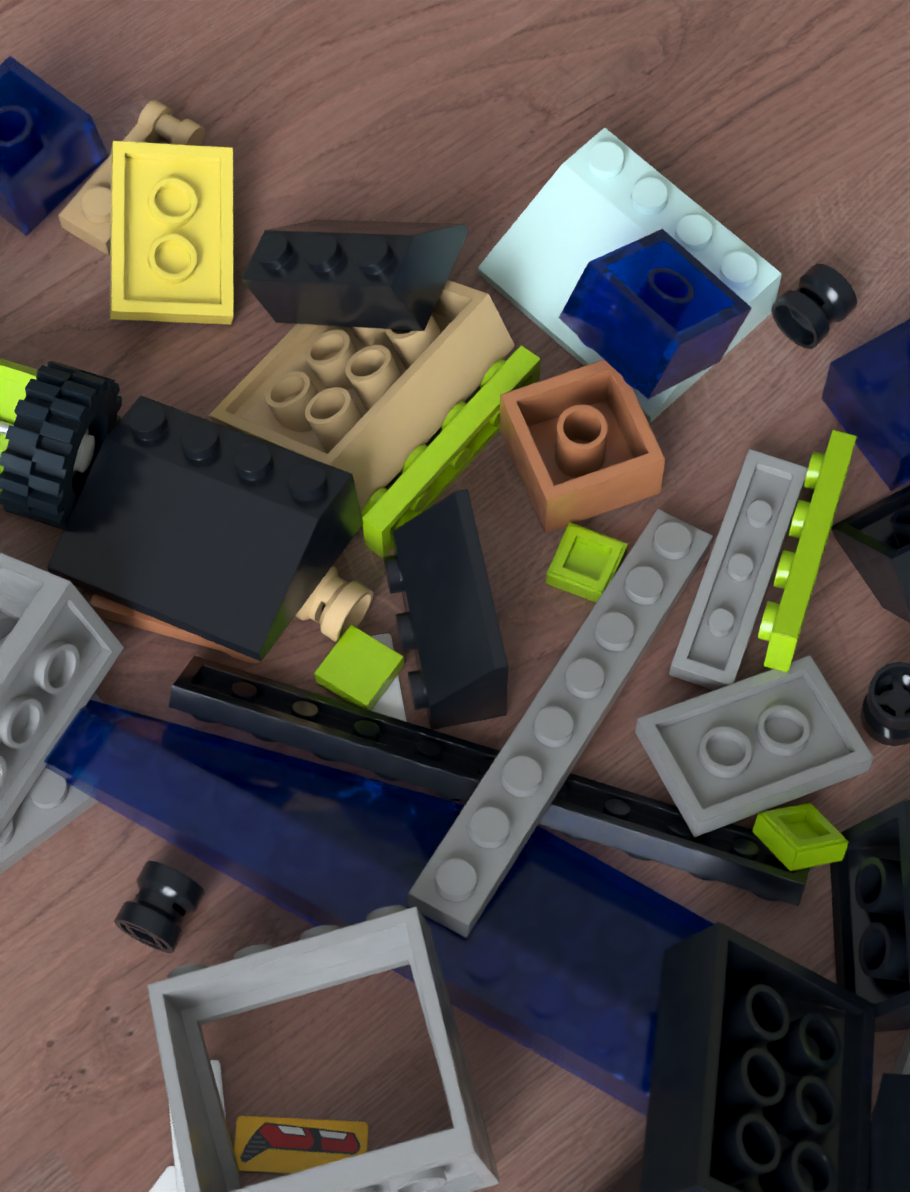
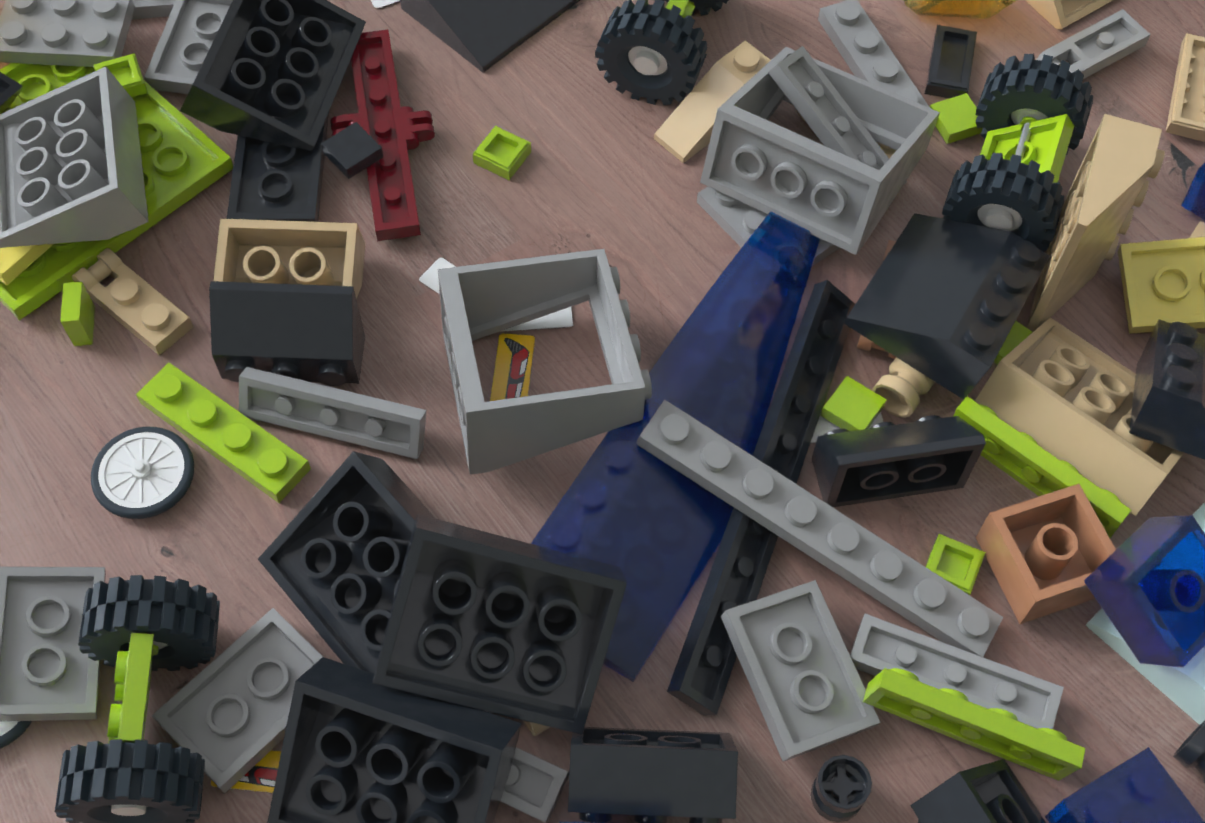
camera: 90 degrees right, 5 degrees down
(113, 316) = (1097, 210): none -> tan slope
(159, 906) = (672, 283): black wheel -> none
(800, 836) = (724, 700): lime tile -> none

